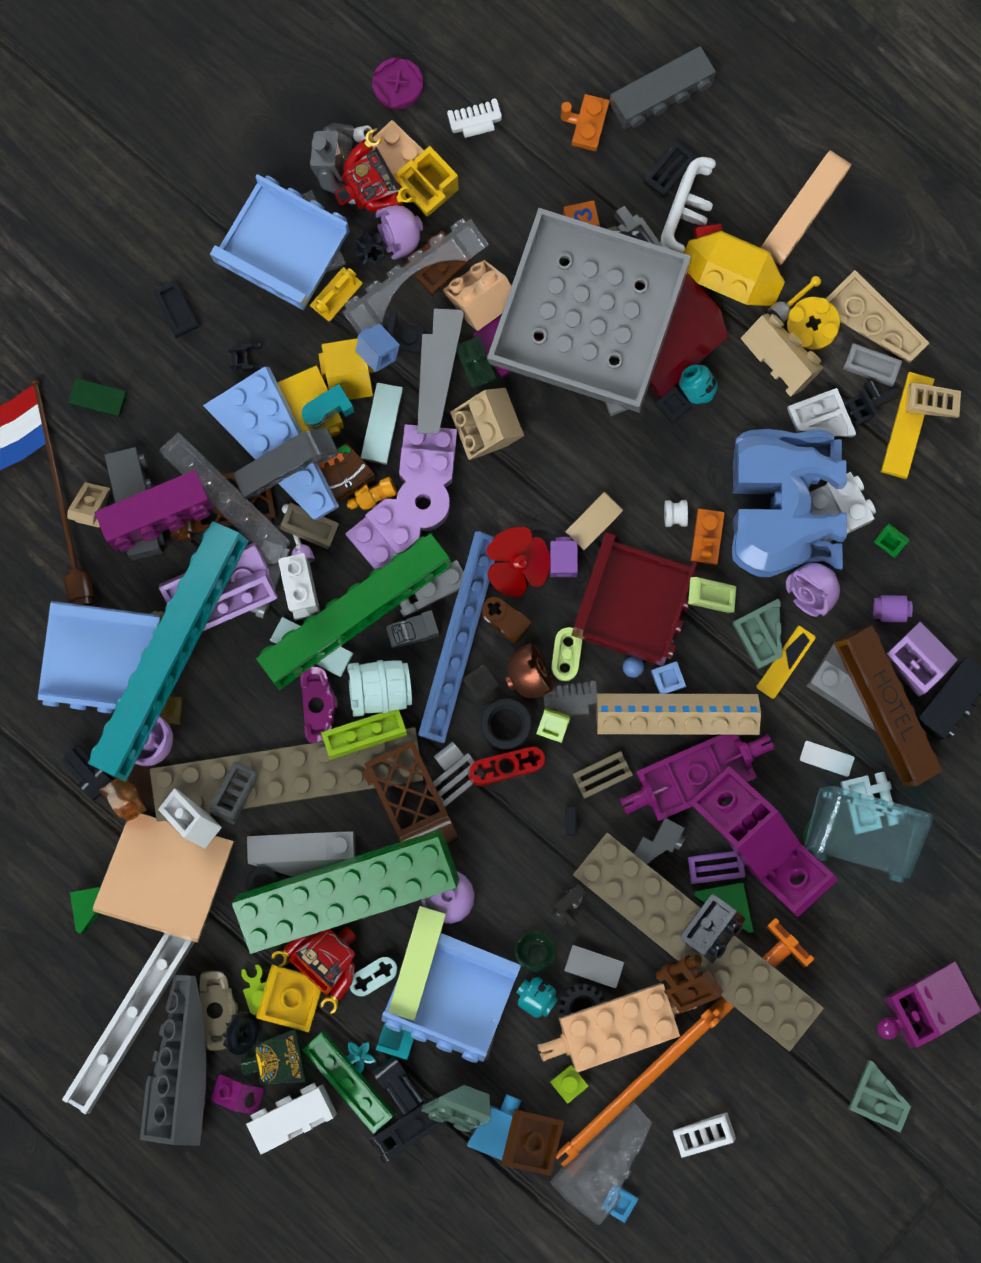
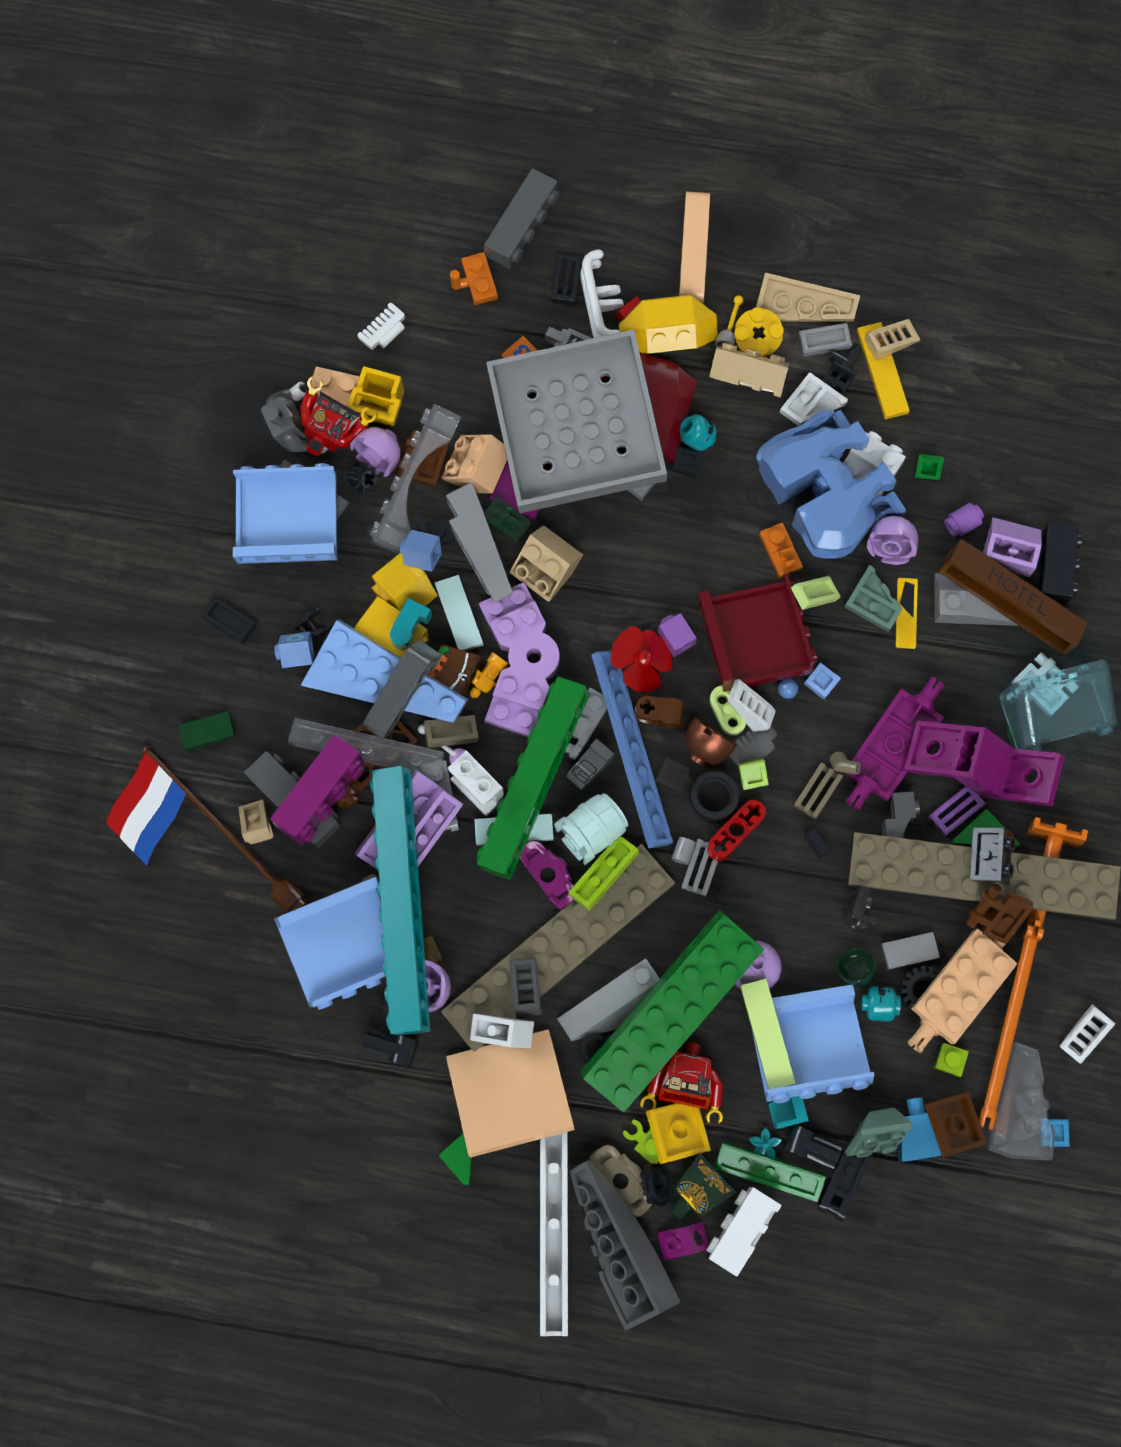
camera: 30 degrees left, 5 degrees down
(123, 799) = (435, 1049): clear orange window -> none
(216, 371) = (295, 650): none -> medium blue brick
(336, 293) = (356, 531): yellow hinge -> none
(376, 982) = (741, 1073): light aqua beam -> none
(397, 83) = (302, 335): magenta tile -> none
(430, 823) = (700, 920): reddish brown piece -> none
(594, 520) = (682, 589): tan slope -> none
(597, 675) = (752, 707): none -> white slope
(636, 764) = (842, 764): none -> dark tan arm
(676, 513) = (744, 545): white wheel -> none
(678, 714) = (849, 704): tan brick -> none
(827, 758) = (988, 670): white sticker -> none

